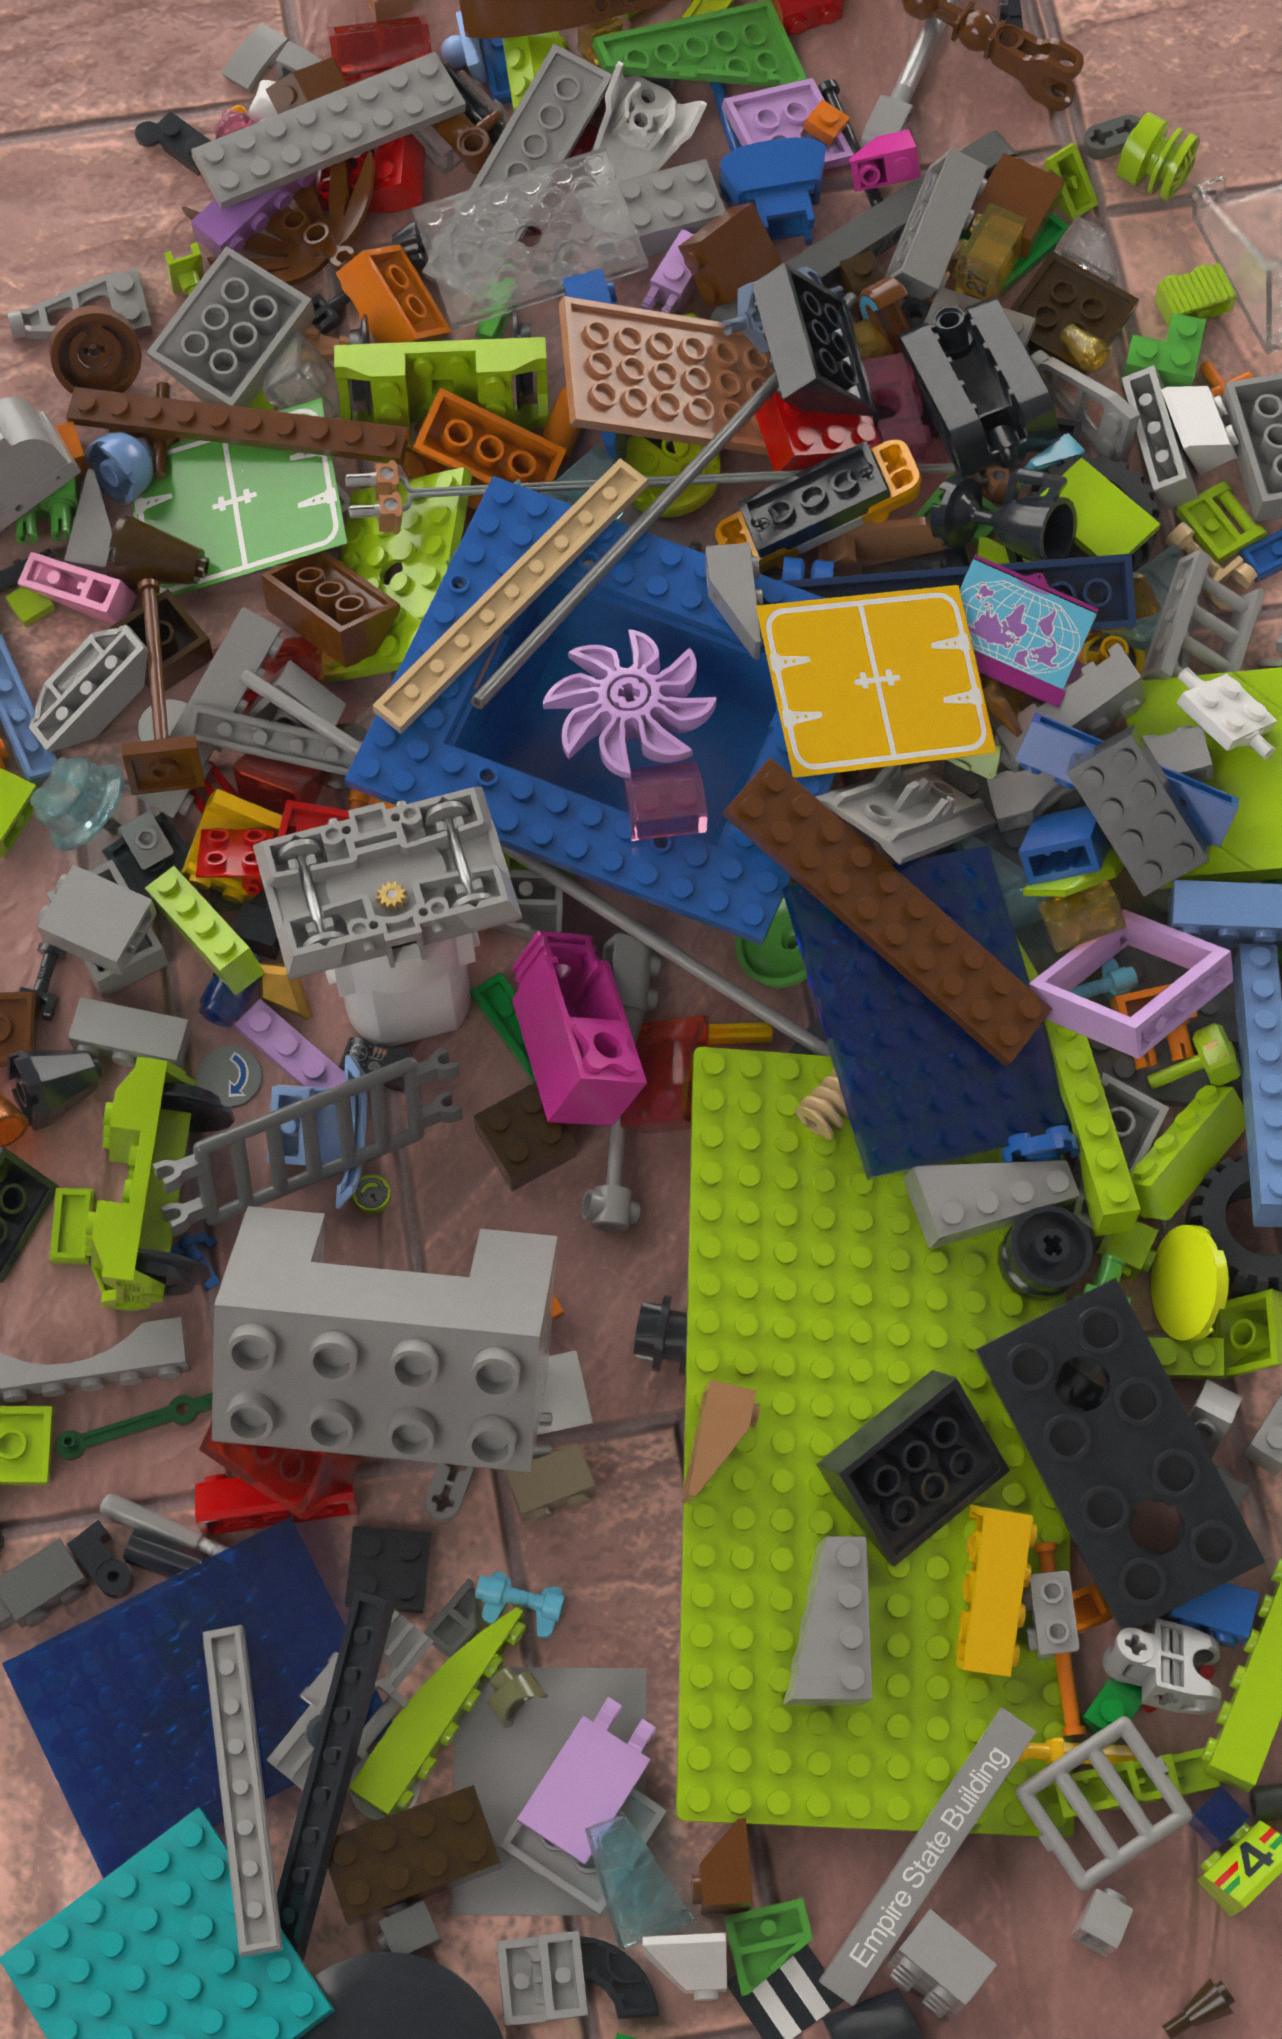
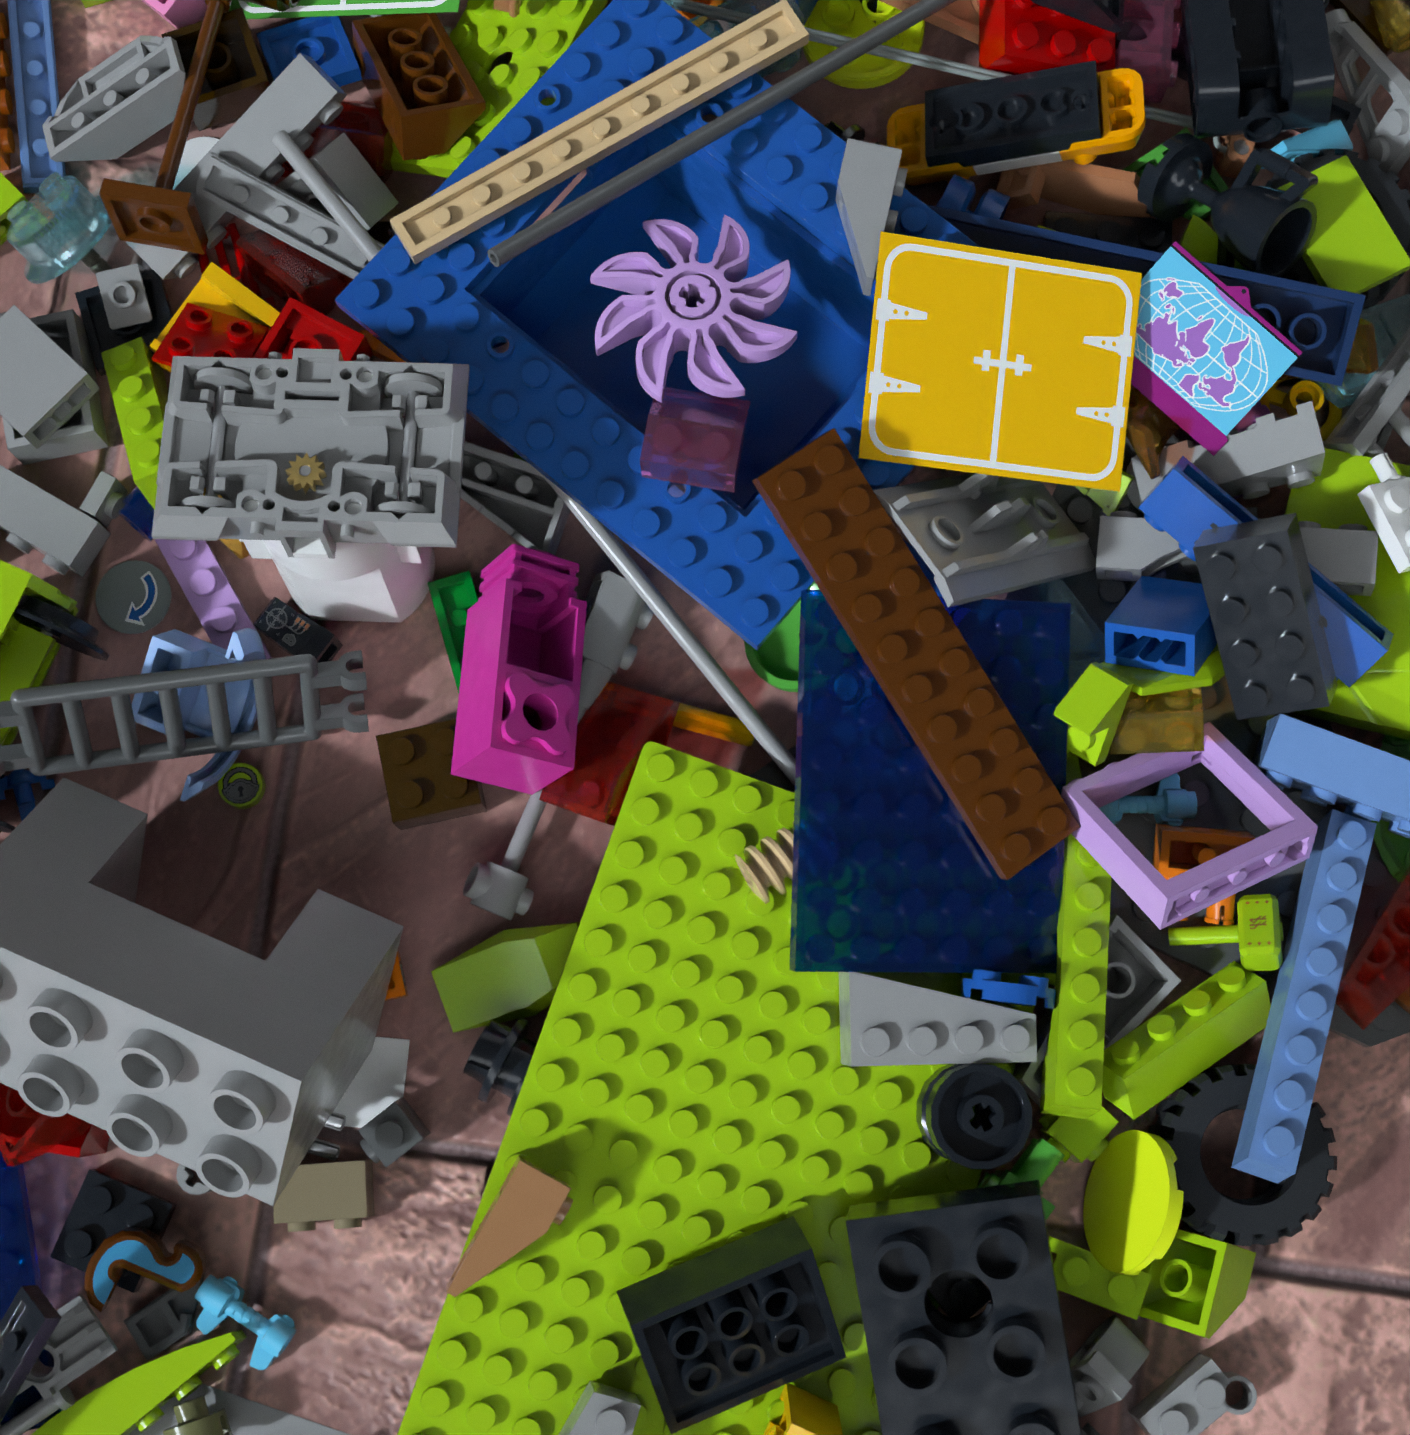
camera: 20 degrees right, 10 degrees up
(184, 1001) = (104, 499): none -> light grey plate
(220, 605) = (316, 37): none -> blue plate
(428, 1568) = (145, 1255): none -> reddish brown animal
(591, 1418) = (392, 1133): none -> dark grey brick
(639, 1271) = (504, 975): none -> lime piece
(1033, 921) = (1094, 712): none -> lime slope

